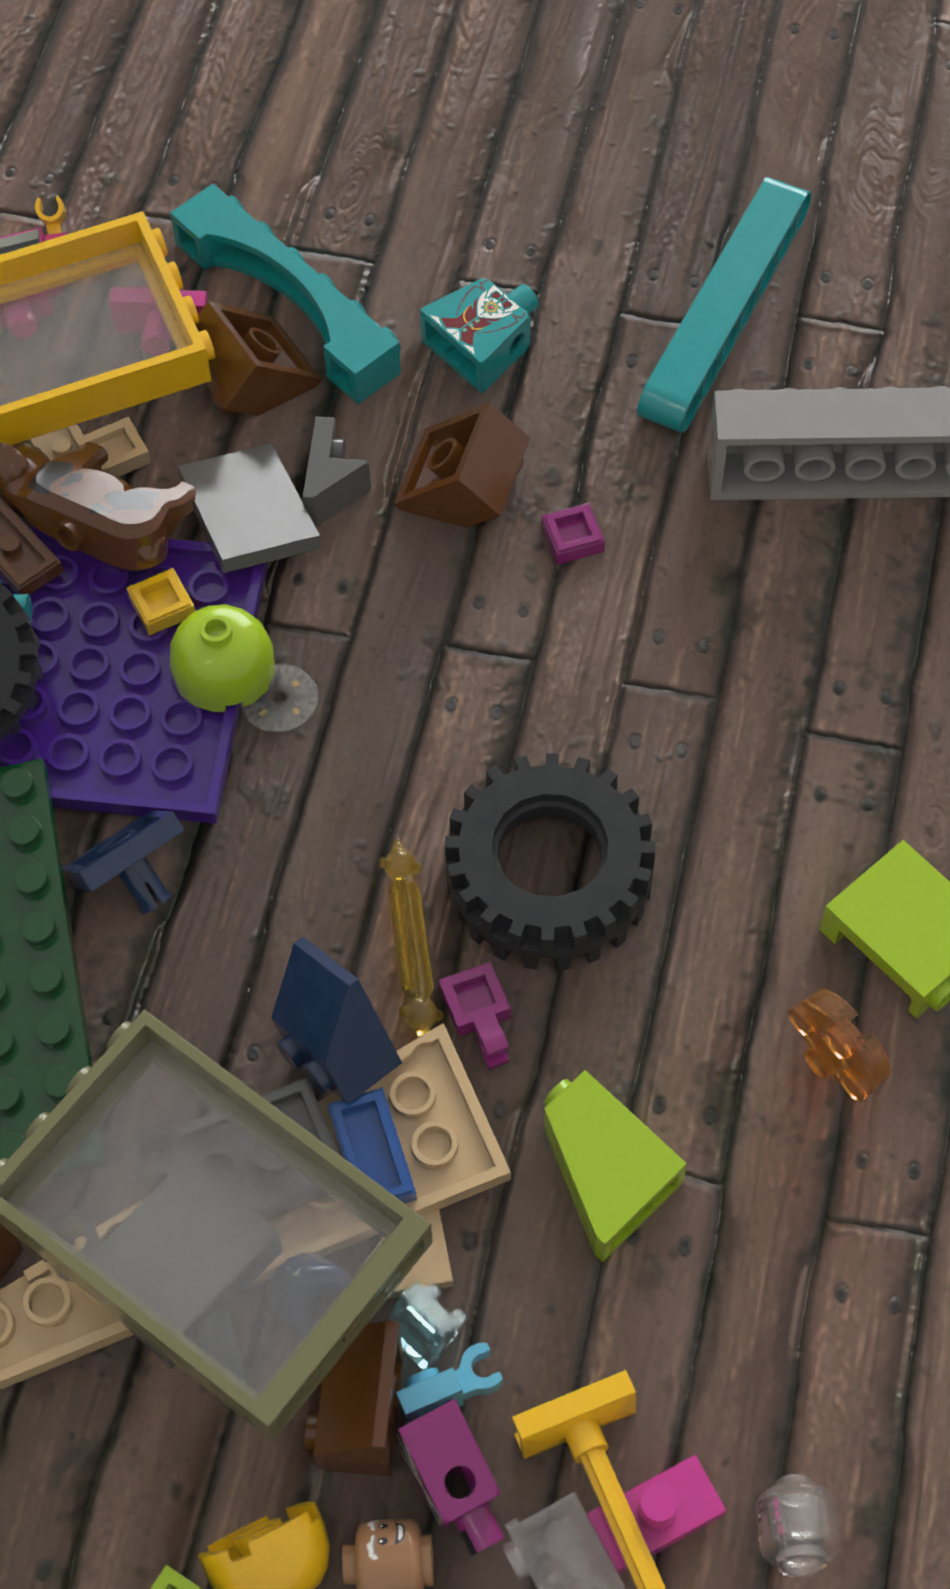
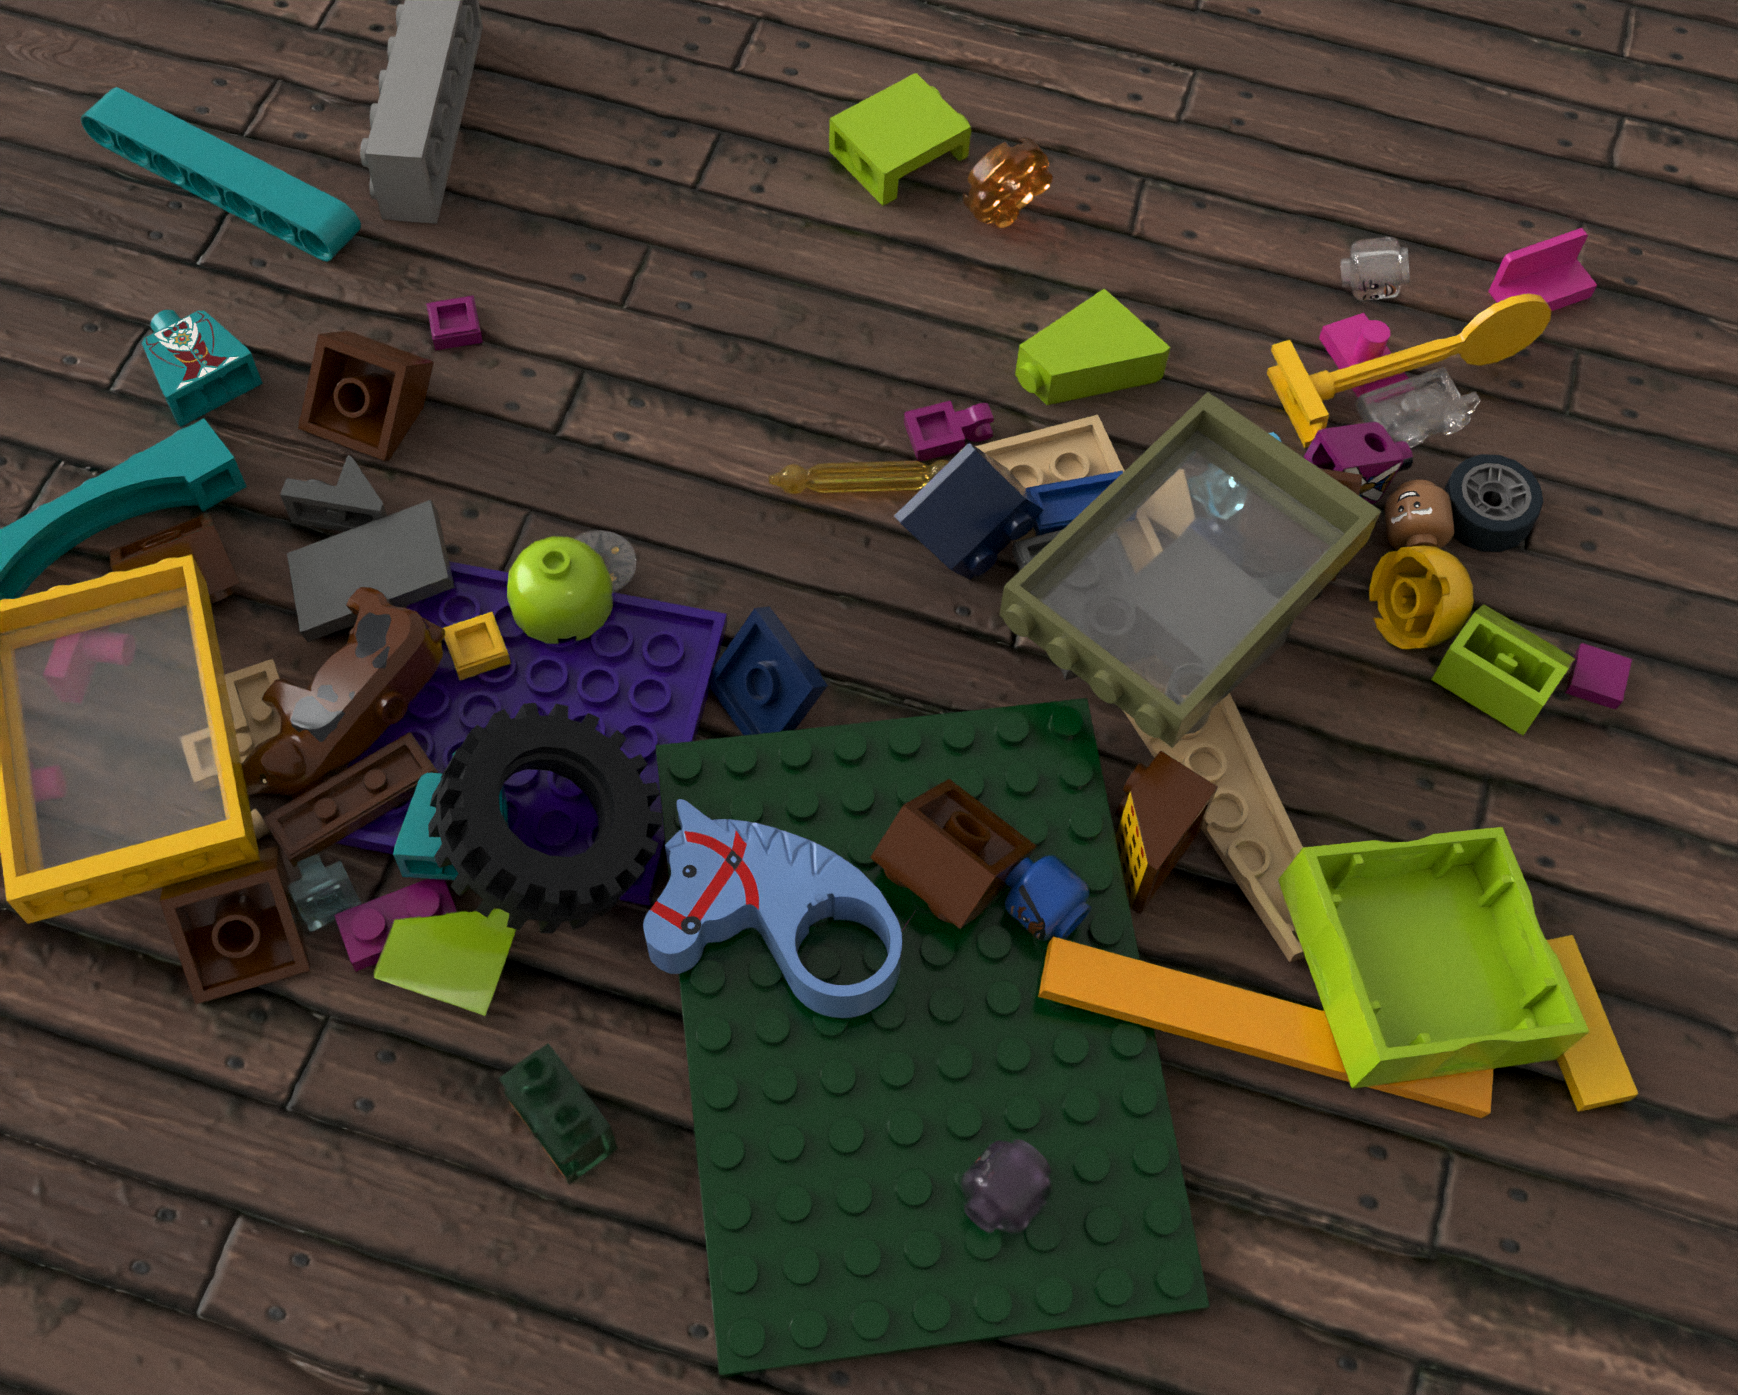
camera: 90 degrees left, 0 degrees up
(539, 923) = (807, 409): black tyre -> none

